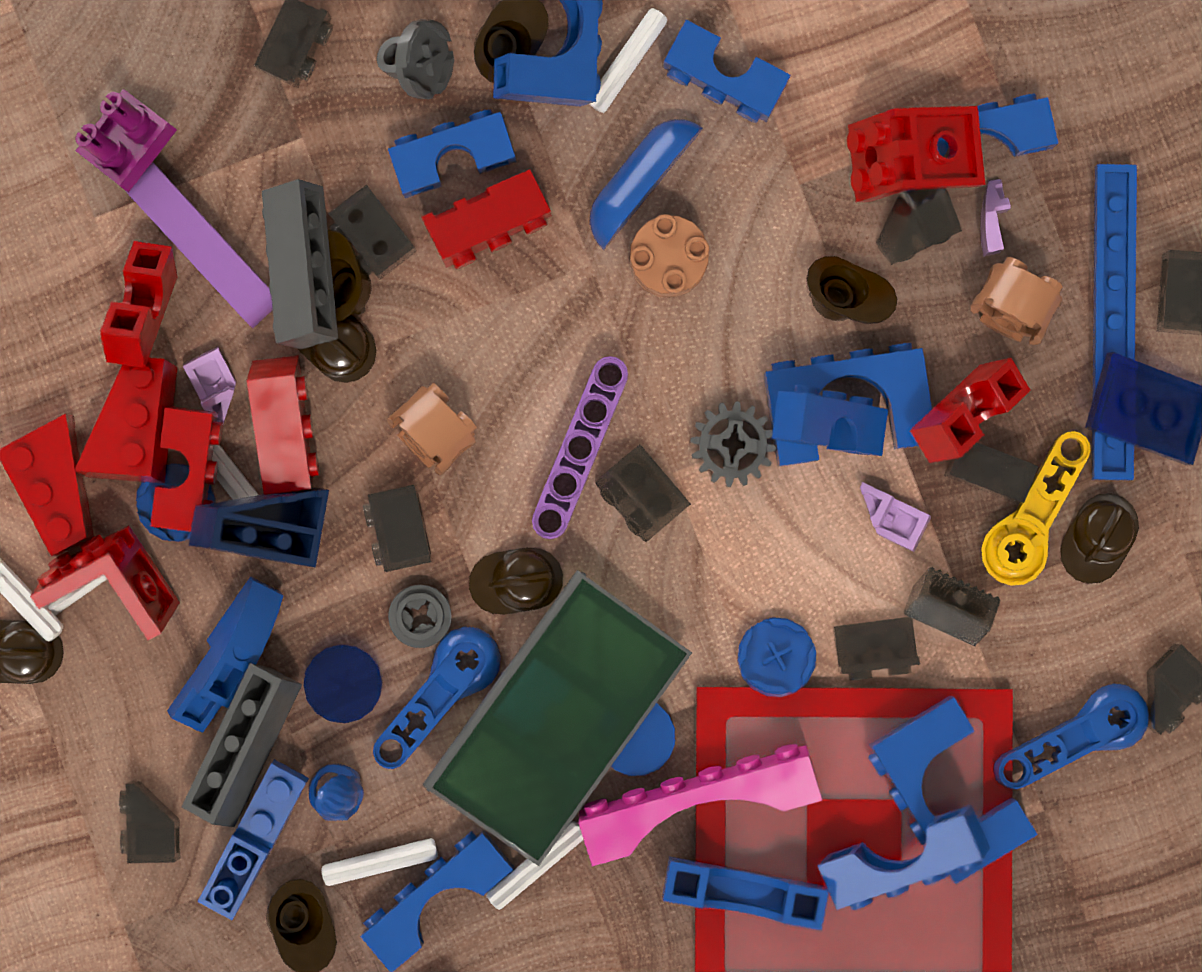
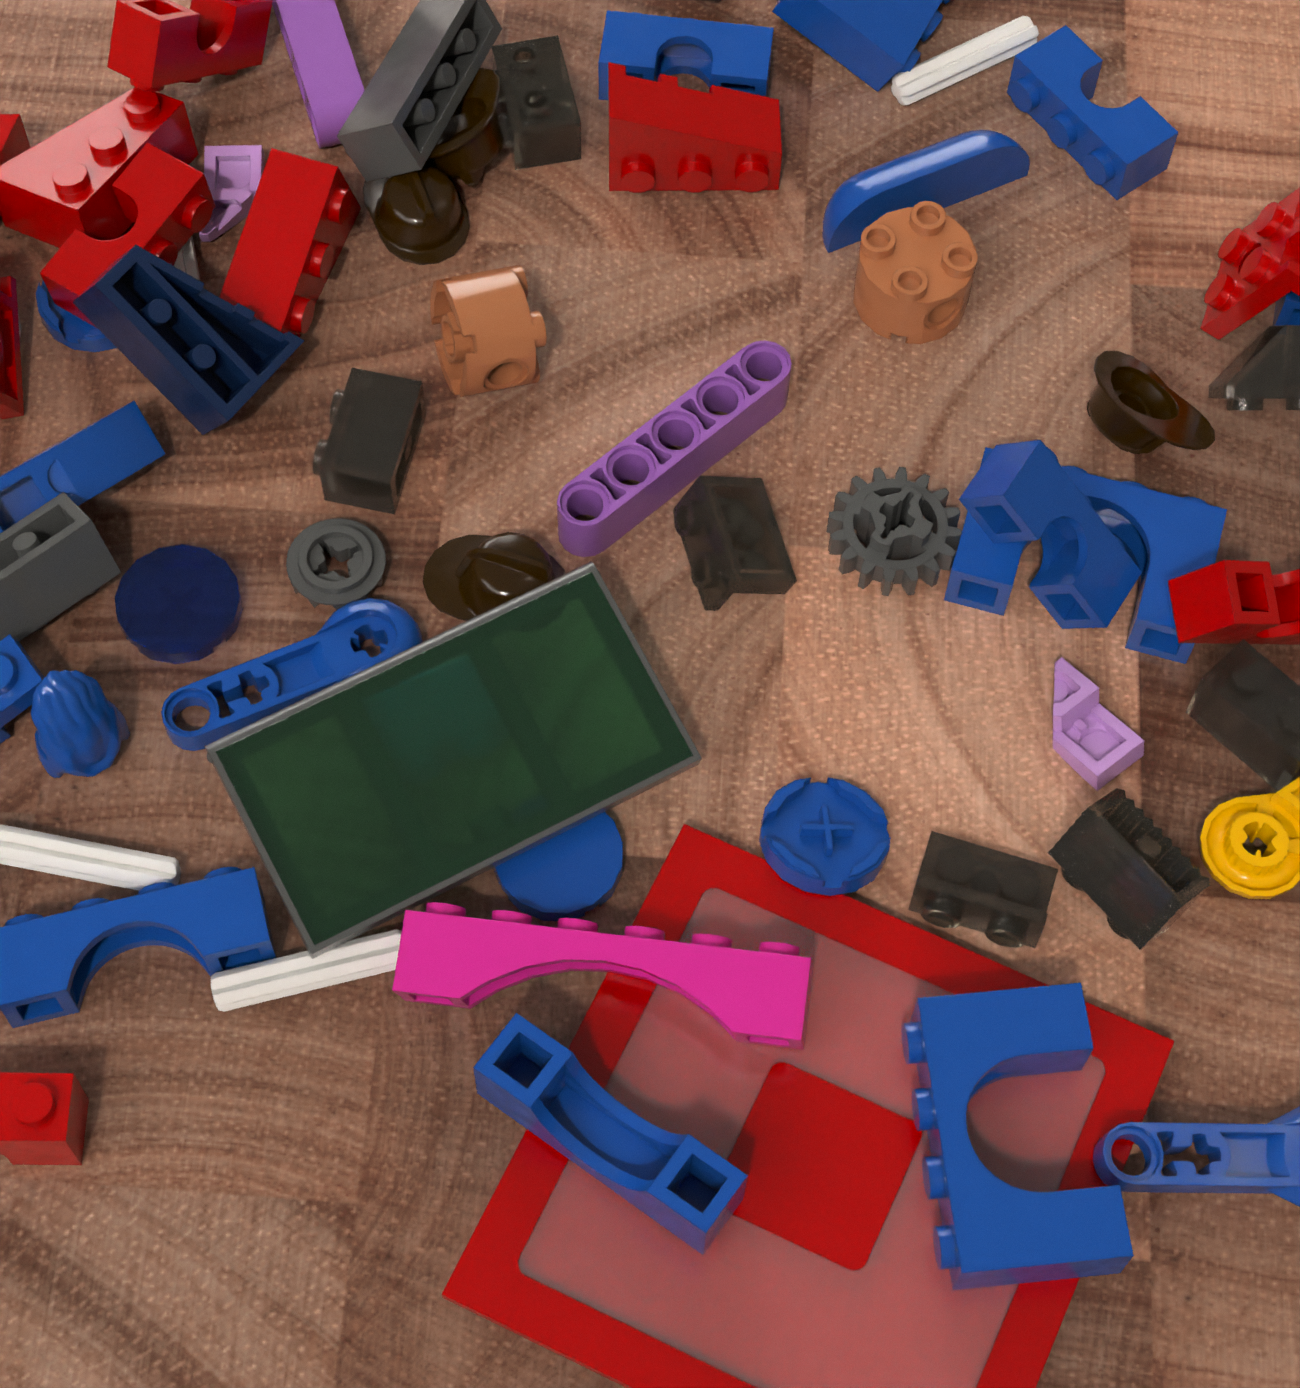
camera: 25 degrees right, 25 degrees down
(860, 874) = (983, 1183): arch -> none

